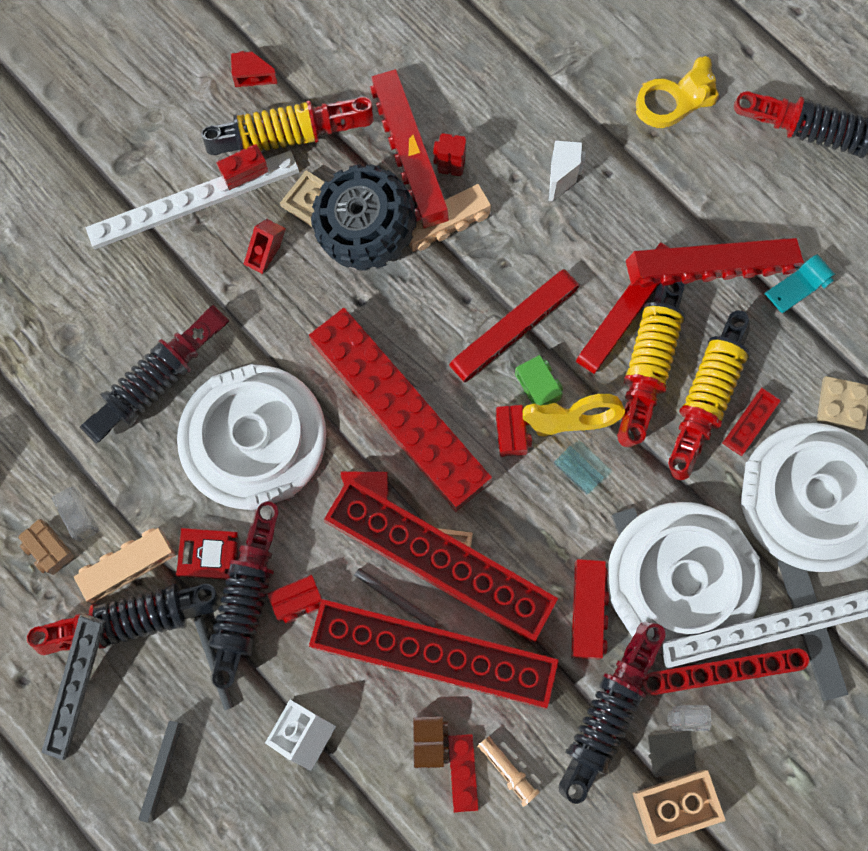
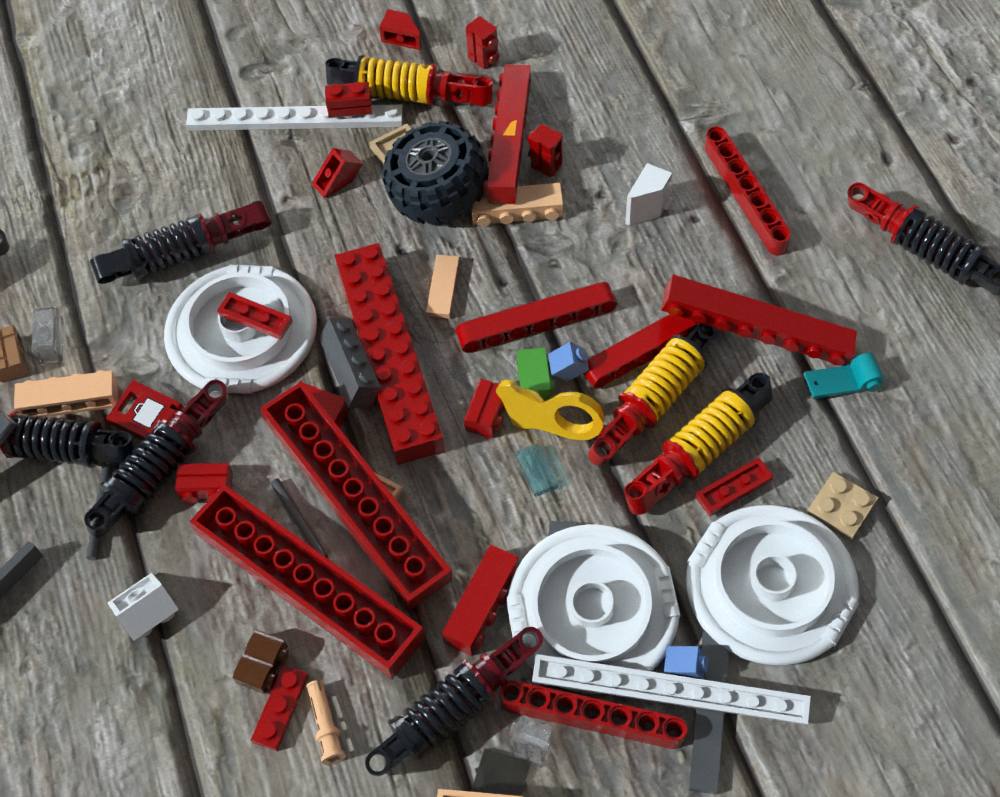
camera: 25 degrees right, 15 degrees down
(268, 426) = (255, 315): none -> red plate
(339, 60) = (482, 42): none -> red brick
(373, 436) = (349, 363): none -> dark grey brick
(416, 324) = (442, 286): none -> light nougat tile
(566, 360) = (568, 361): none -> medium blue brick
(648, 138) = (747, 191): none -> red beam
(692, 92) = (814, 175): yellow animal -> none
(781, 598) = (686, 661): none -> medium blue brick

